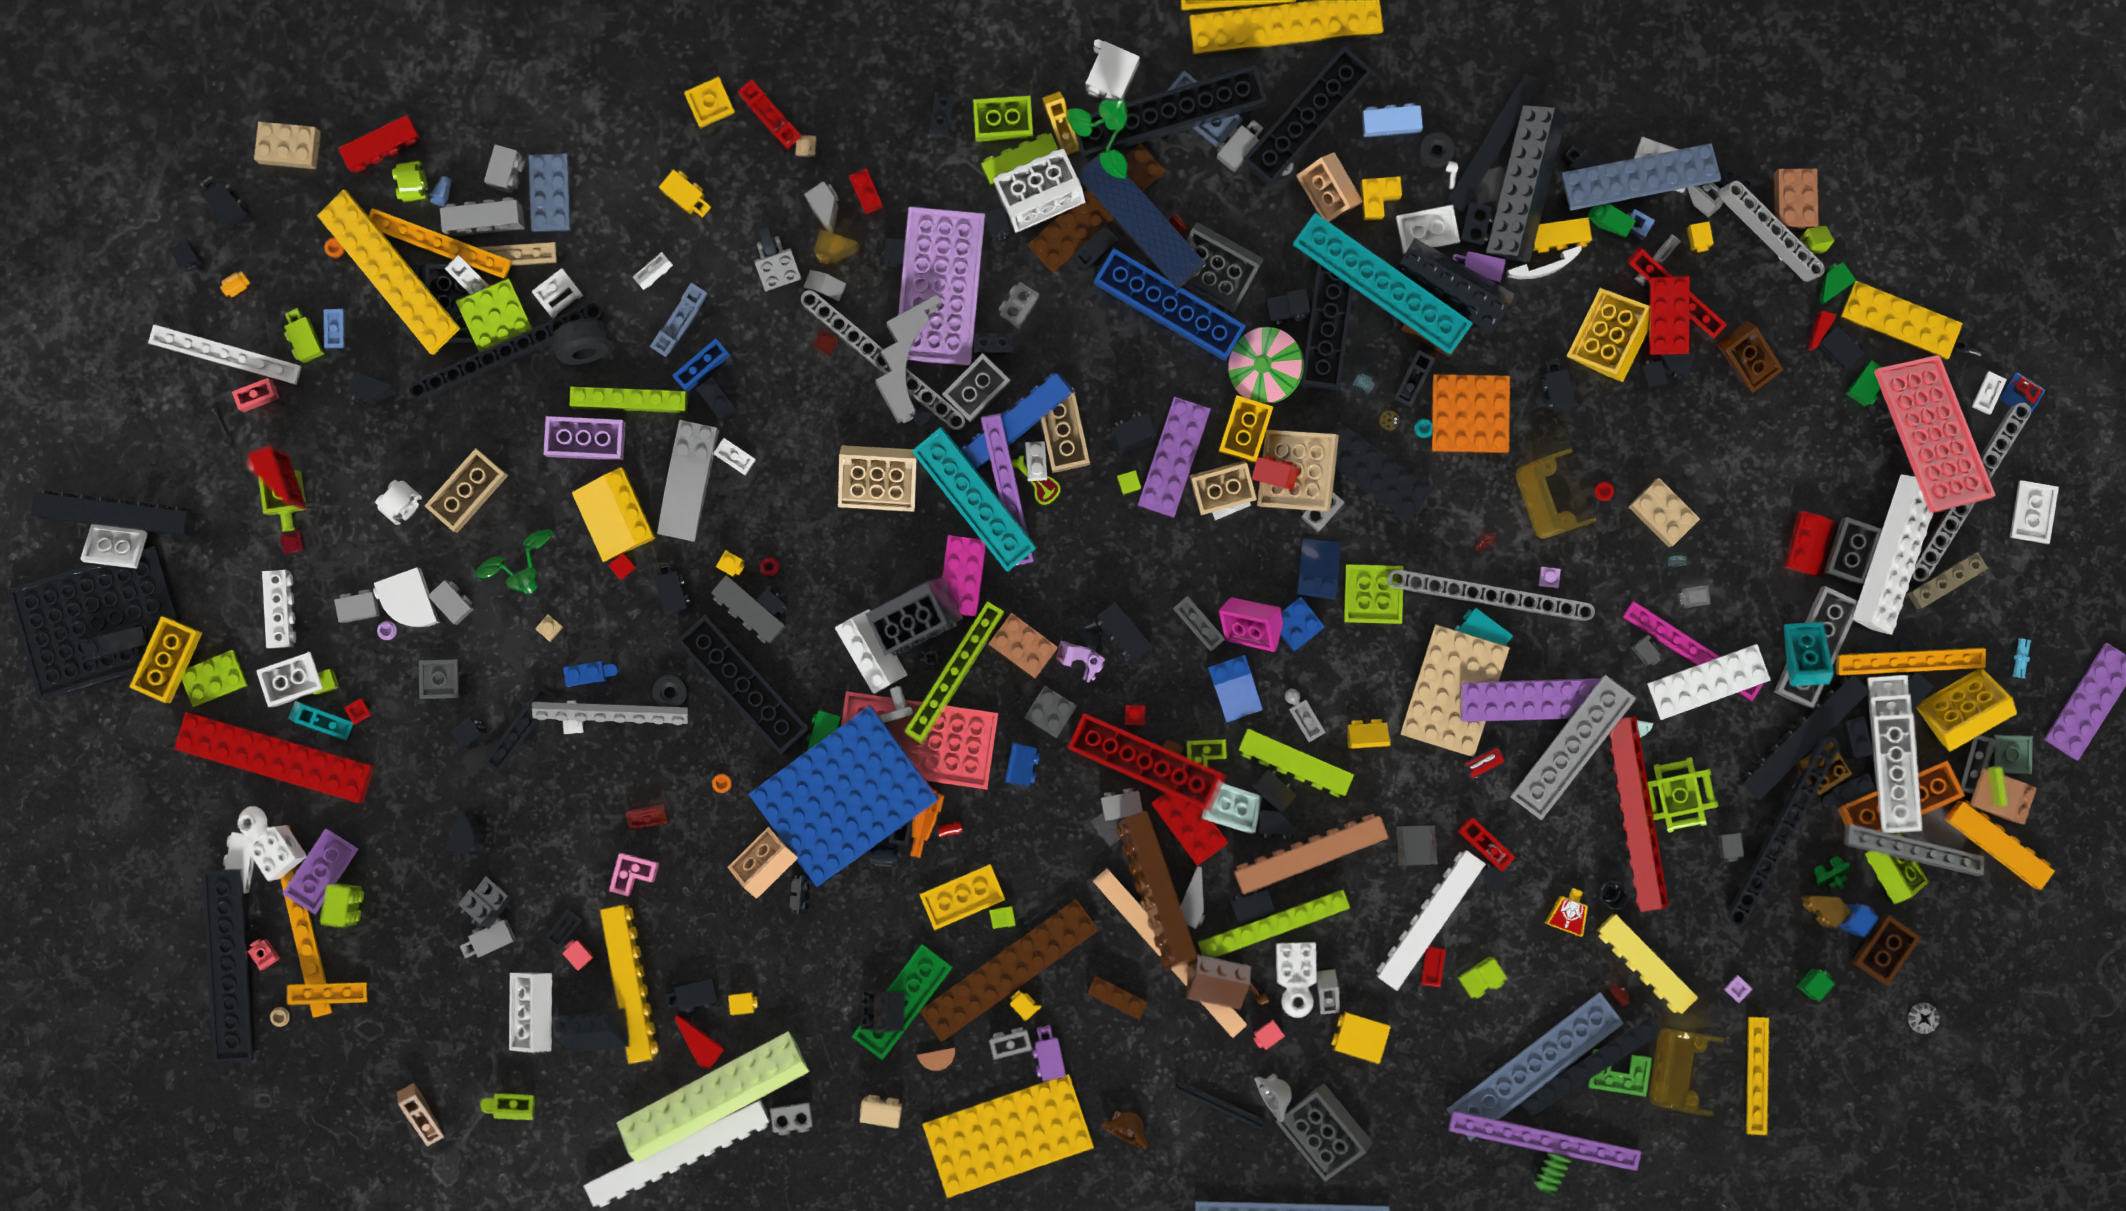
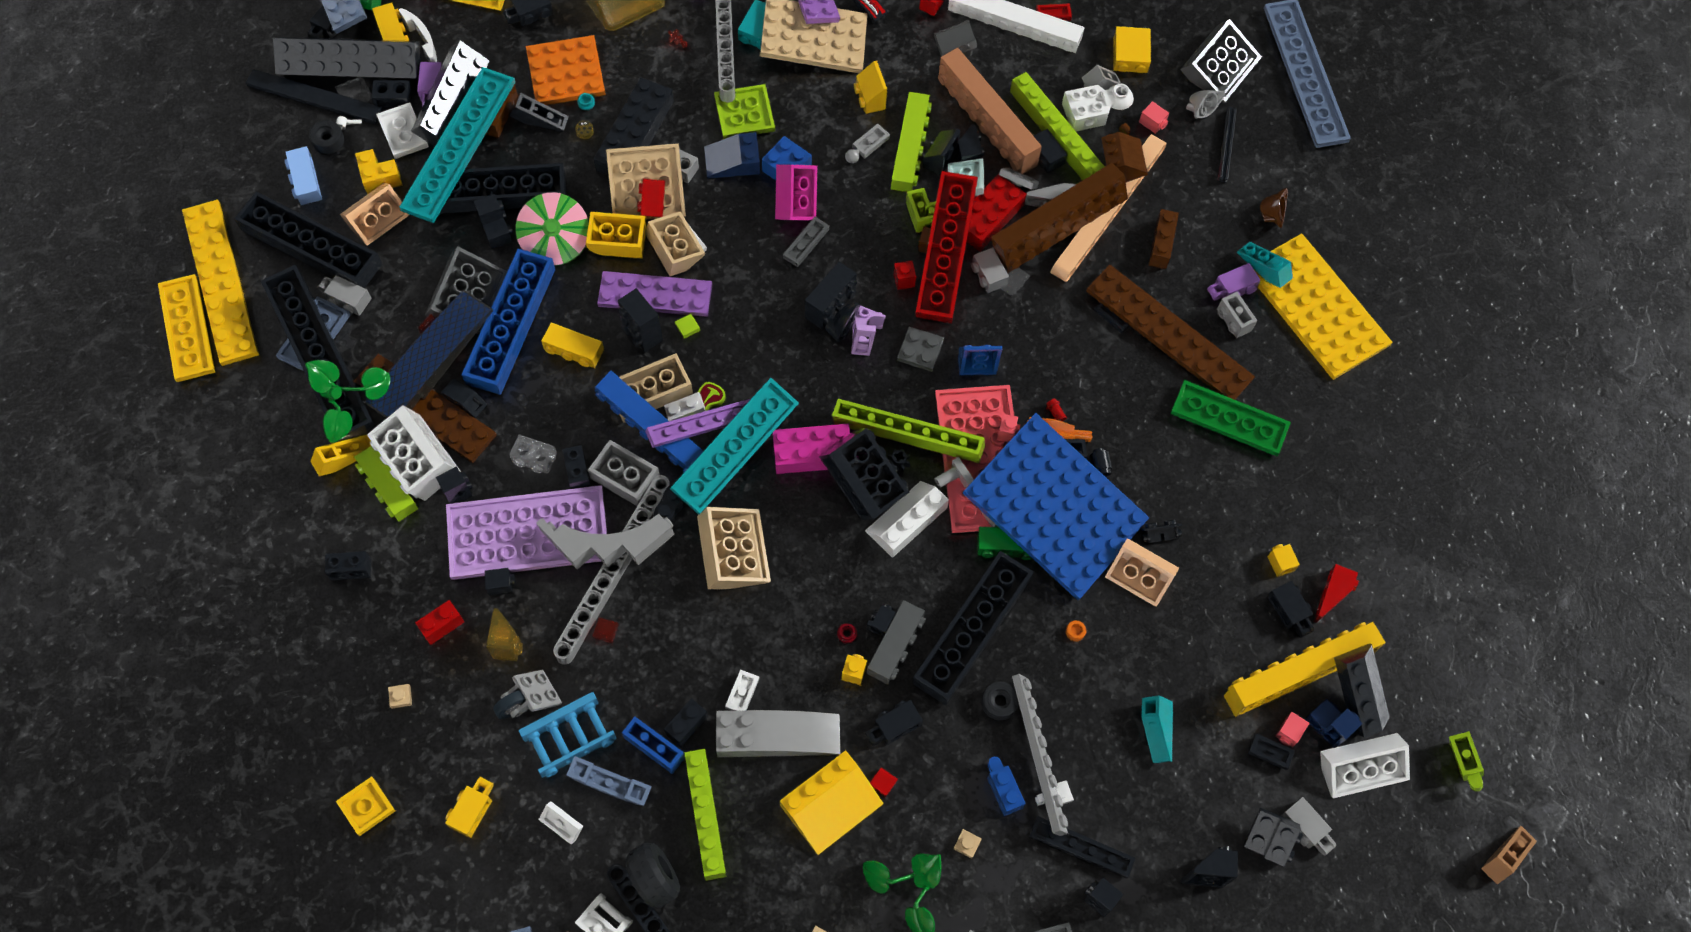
camera: 110 degrees left, 20 degrees down
(571, 994) = (1332, 724): none -> dark blue brick
(584, 438) = (757, 850): lavender brick -> none
(609, 830) = (1158, 726): none -> teal slope
(629, 868) = (1192, 697): bright pink brick -> none
(646, 817) = (1131, 692): clear red plate -> none
(686, 1150) = (1448, 589): white brick -> none
(712, 1097) = (1385, 564): yellowish green brick -> none
(744, 277) = (551, 723): none -> dark azure fence
(769, 114) = (372, 739): red slope -> none
(790, 1113) = (1368, 492): light grey brick -> none
(824, 204) = (462, 651): light grey slope -> none
(824, 285) = (543, 644): light grey slope -> none
(881, 1111) = (1338, 411): tan slope -> none
(882, 1011) = (1247, 427): black slope -> none
(934, 773) = (1008, 427): none -> coral brick
(937, 1059) = (1271, 377): nougat tile -> none
(962, 897) = (1116, 386): yellow plate -> none
(1002, 917) = (1121, 348): lime panel -> none
(1003, 118) = (344, 506): lime brick -> none
(1023, 645) = (866, 378): nougat brick -> none
(1024, 1004) = (1197, 312): yellow window -> none
(1060, 1092) = (1267, 264): none -> teal slope
(1111, 71) = (284, 414): white container -> none
(1129, 362) = (572, 345): none -> yellow brick
(1220, 864) = (1019, 179): none -> flat silver plate
(1235, 688) = (855, 202): slope -> none
(1364, 382) = (553, 152): clear light blue plate -> none

